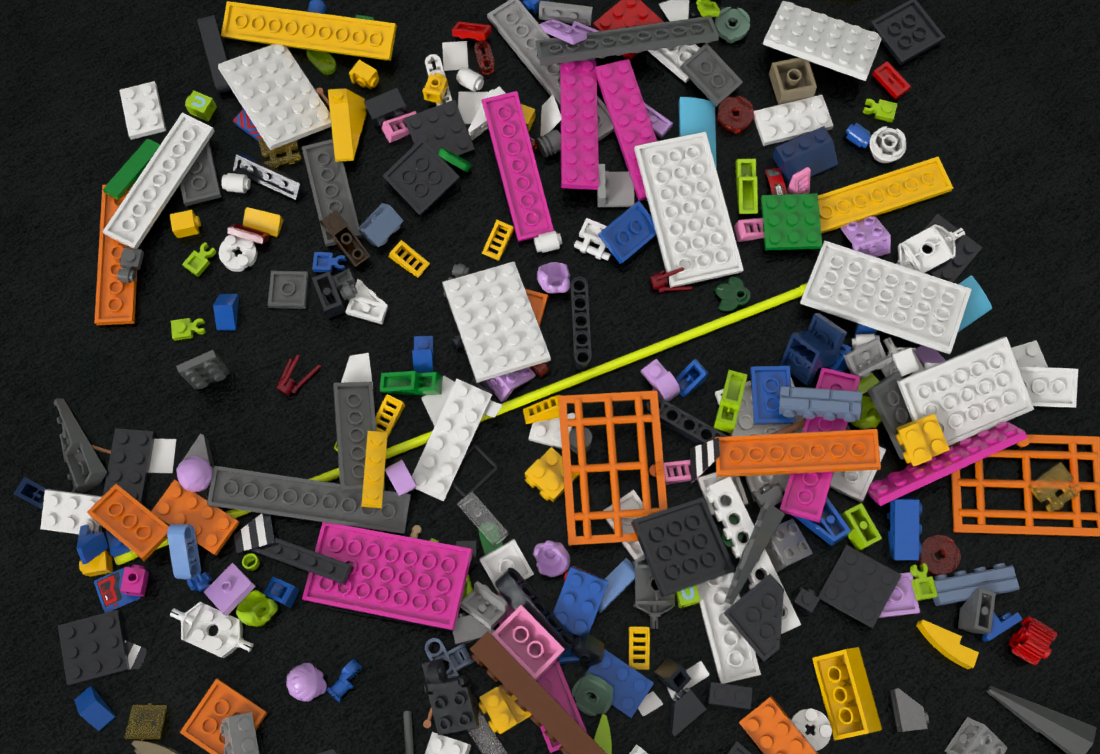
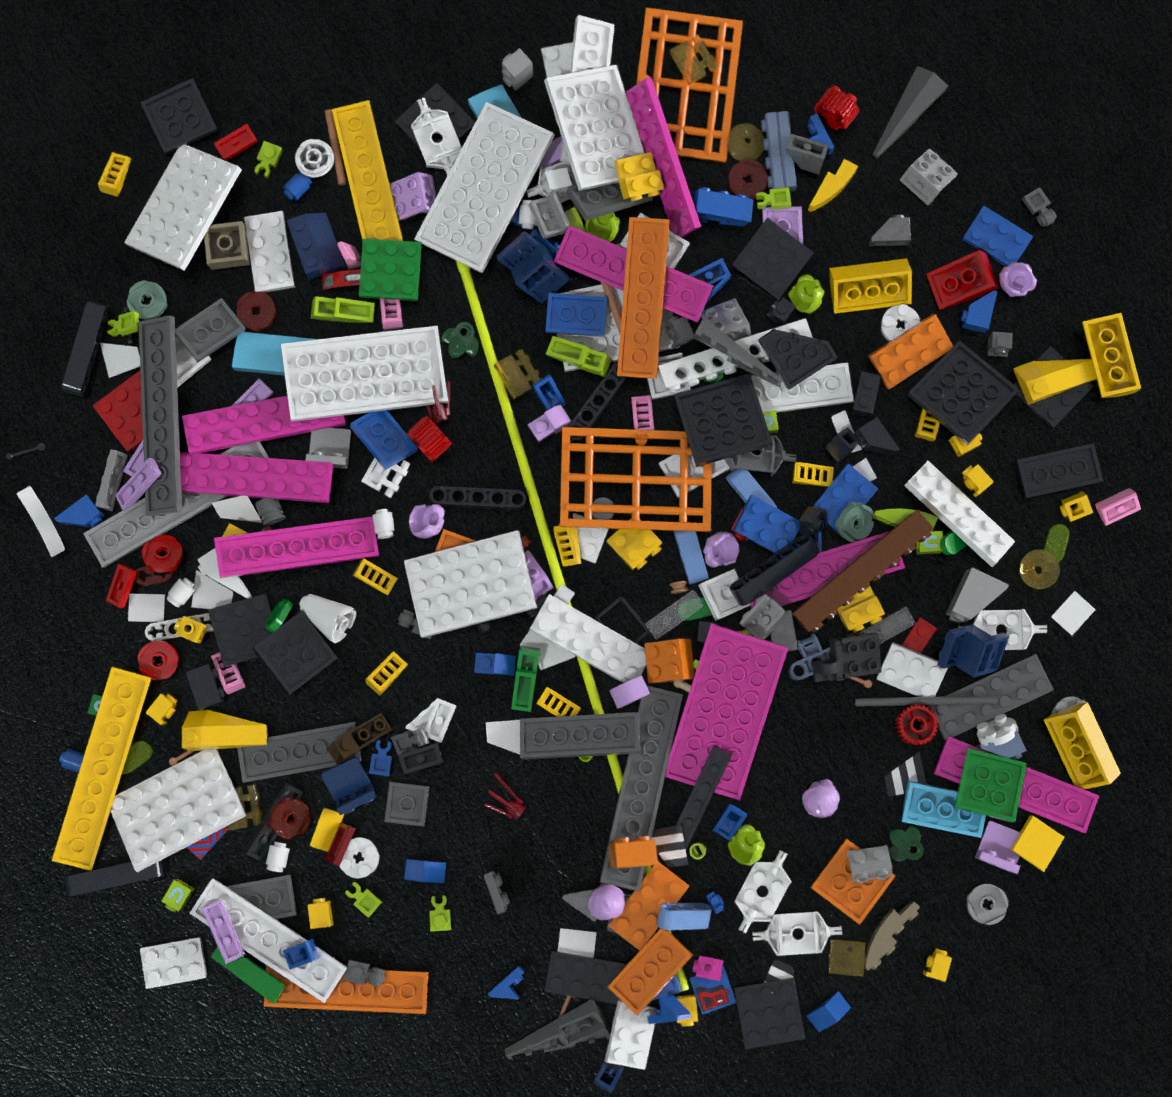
camera: 85 degrees left, 10 degrees up
(117, 392) = (503, 989): none -> blue slope
(145, 207) = (301, 954): none -> blue slope
(165, 140) = (223, 931): none -> lavender tile
(180, 682) = (781, 928): none -> white plate
(229, 589) = (724, 872): lavender plate -> none
(239, 490) = (633, 854): none -> orange brick
(279, 185) = (280, 814): none -> clear red plate
(302, 235) = (349, 785): none -> dark blue bracket
(343, 683) = (825, 762): blue connector -> none
(374, 469) = (619, 717): yellow plate -> none
(380, 225) = (346, 699): sand blue brick -> none
(414, 73) = (169, 657): none -> red plate
(434, 515) = (669, 661): none -> orange brick
(456, 202) = (328, 616): none -> white cone
(496, 66) = (165, 563): none -> red plate
(510, 521) = (679, 587): none -> medium nougat bush
(528, 642) = (804, 576): bright pink slope -> none
(542, 530) = (691, 556): none -> medium blue beam
(632, 271) = (429, 438): none -> red brick
(702, 457) = (634, 389): sticker -> none
(704, 342) = (512, 375): none -> clear yellow plate
(820, 403) = (594, 268): sand blue brick -> none
(826, 624) = (806, 294): none -> lime hair
(862, 528) = (715, 248): lime brick -> none
(874, 173) = (335, 147): none -> nougat bar
(968, 549) = (737, 145): none -> clear yellow dish
(1010, 316) = (517, 69): none -> light grey brick

